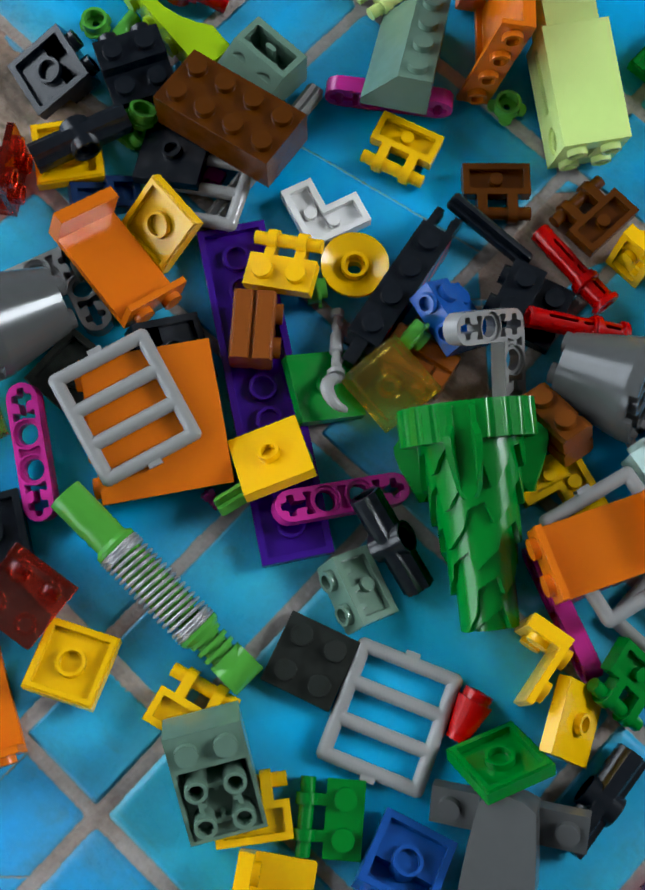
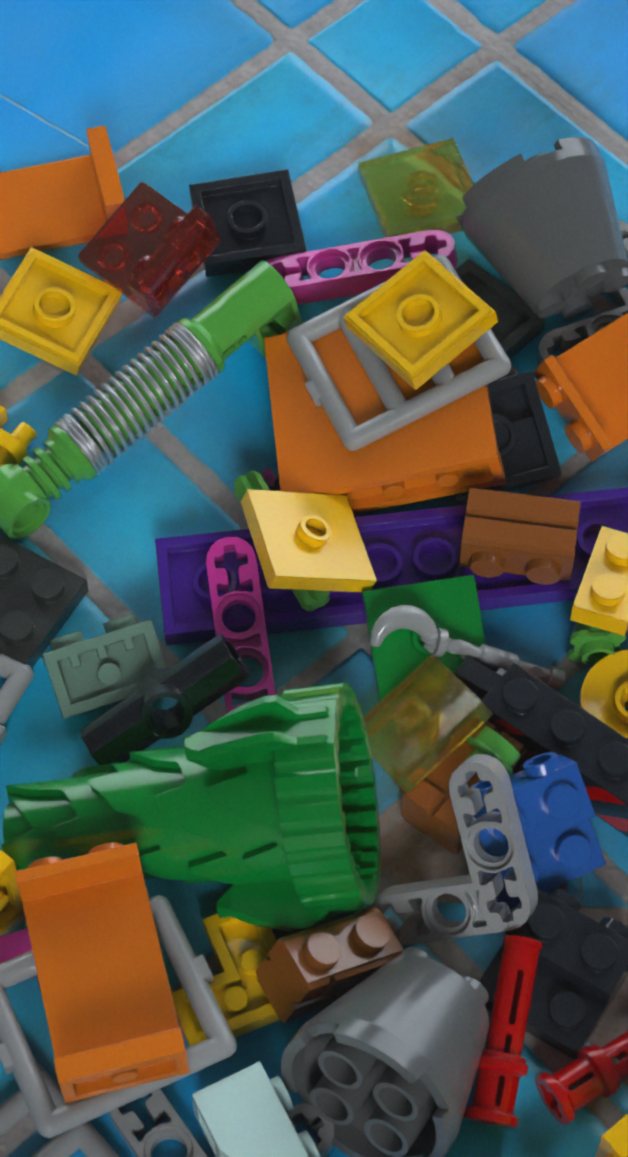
camera: 100 degrees right, 15 degrees down
(111, 385) = (420, 319): none -> yellow plate

